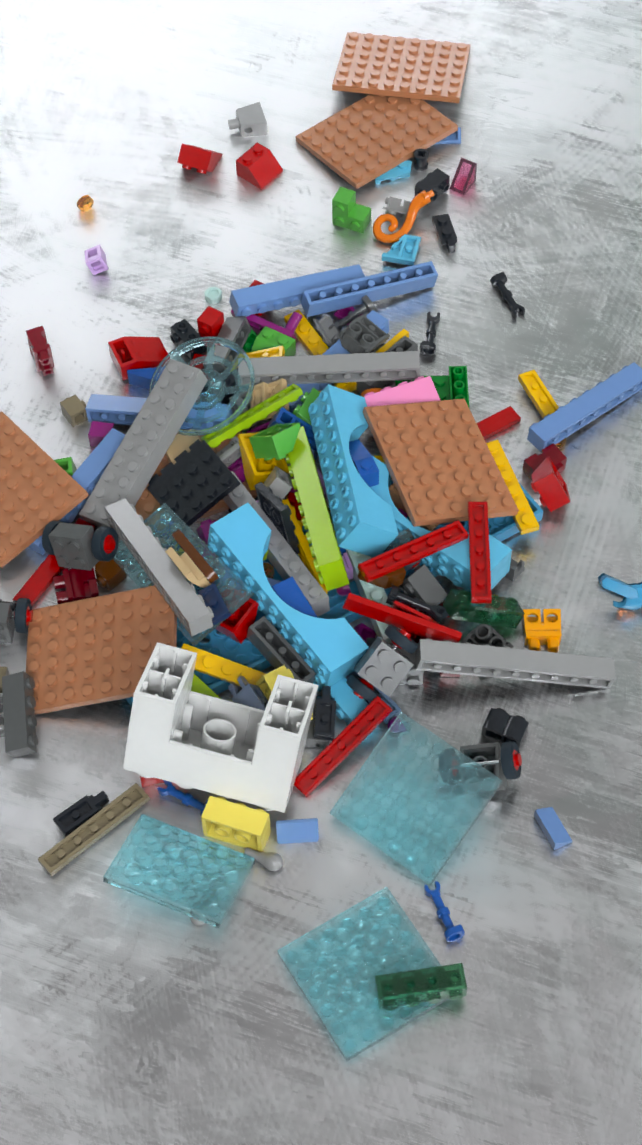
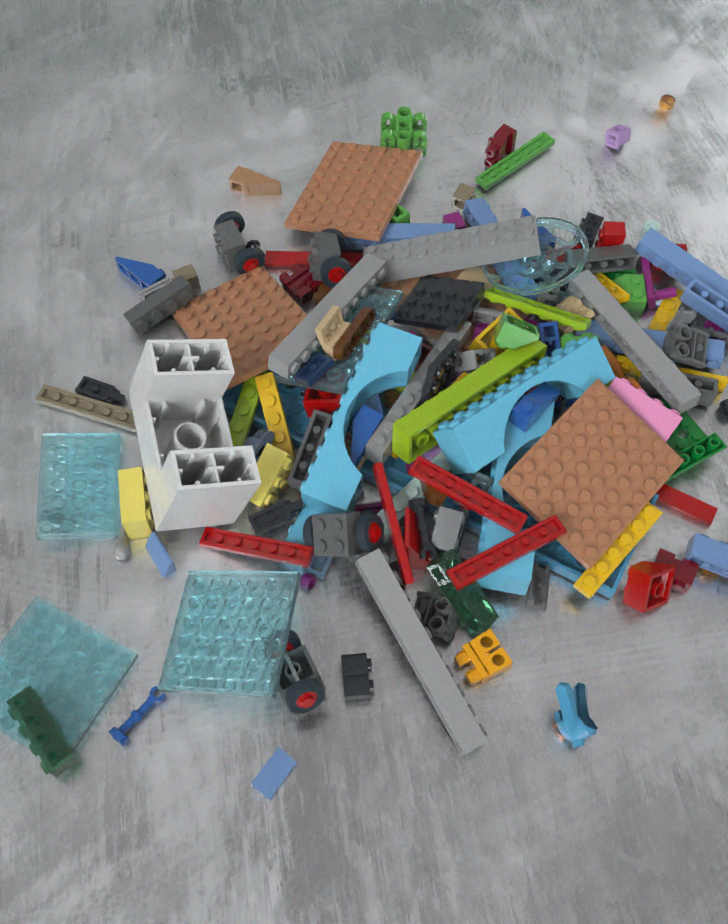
camera: 60 degrees right, 5 degrees up
(60, 350) = (514, 161): none -> bright green plate
(136, 353) = (546, 202): red slope -> none

